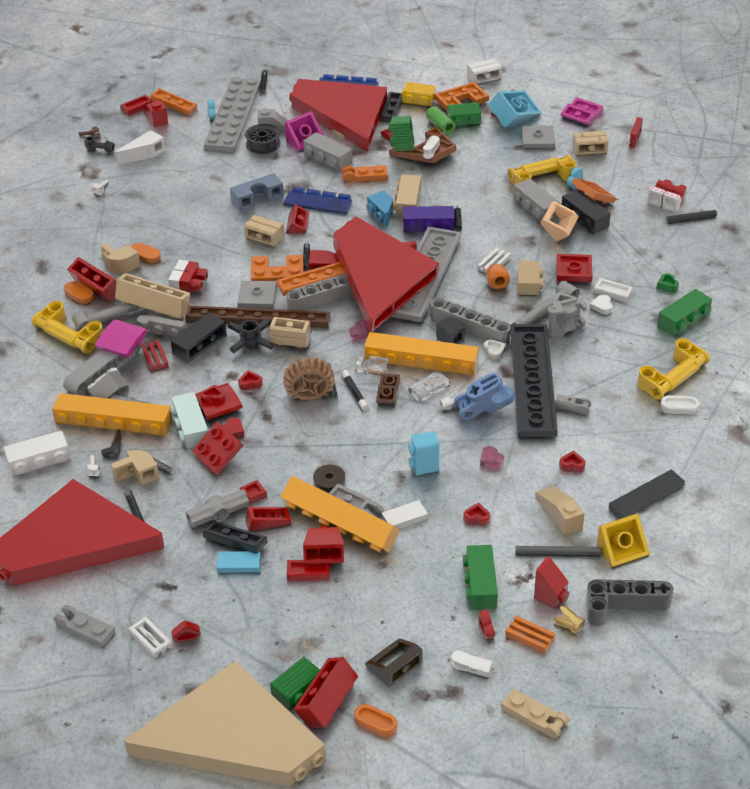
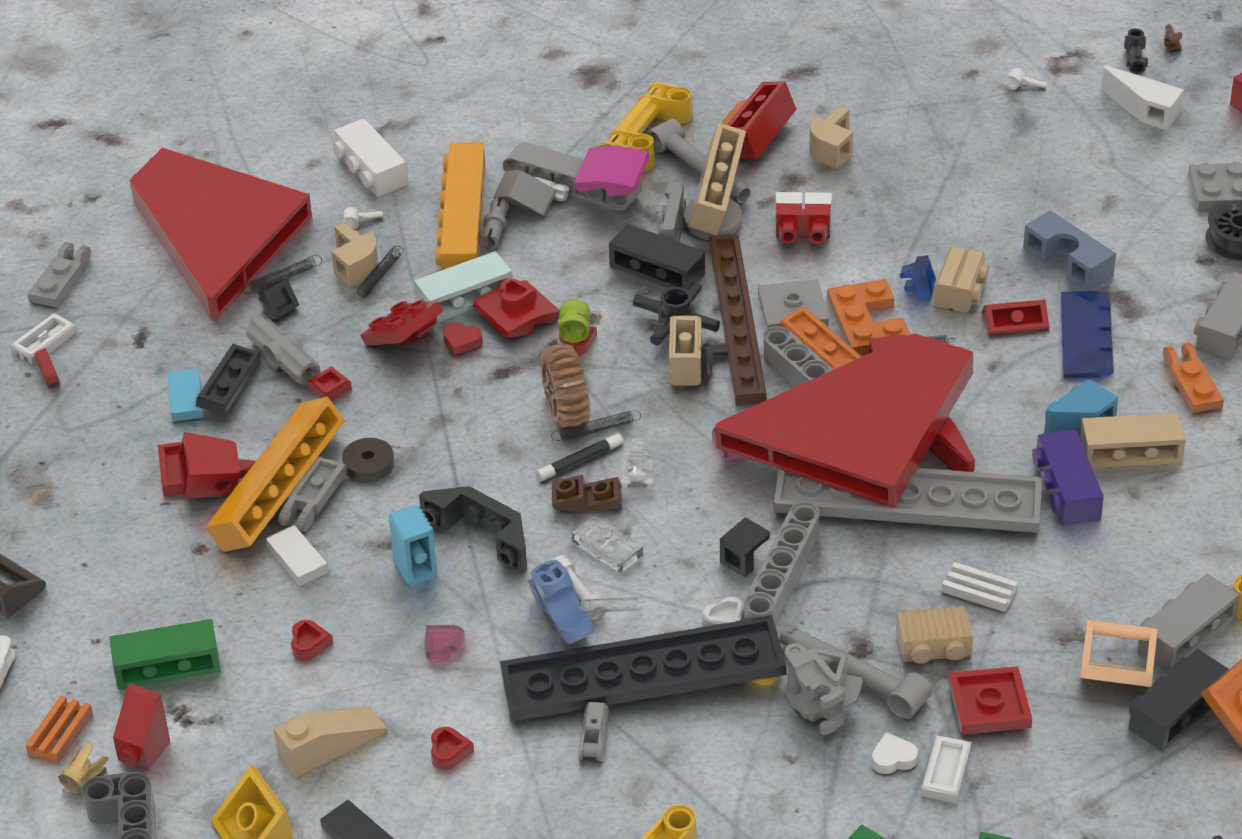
camera: 80 degrees right, 0 degrees up
(115, 445) = (407, 228): black bar -> none
(147, 253) = (863, 164): orange tile -> none
(150, 346) = (606, 227): red tile -> none
(163, 507) = (278, 298): none -> black tile
(248, 371) = (574, 321): none -> lime wheel
(257, 243) = (922, 277): none -> clear blue tile
(260, 517) = (269, 388): red slope -> none
(423, 353) = (677, 520): light orange brick -> none
(423, 418) = (449, 505): none -> pearl dark grey slope
(457, 219) = (1094, 521): black piece -> none
(485, 624) = (68, 670): red tile -> none
(497, 276) = (921, 589): orange head -> none
(558, 550) = (238, 733): dark grey bar -> none

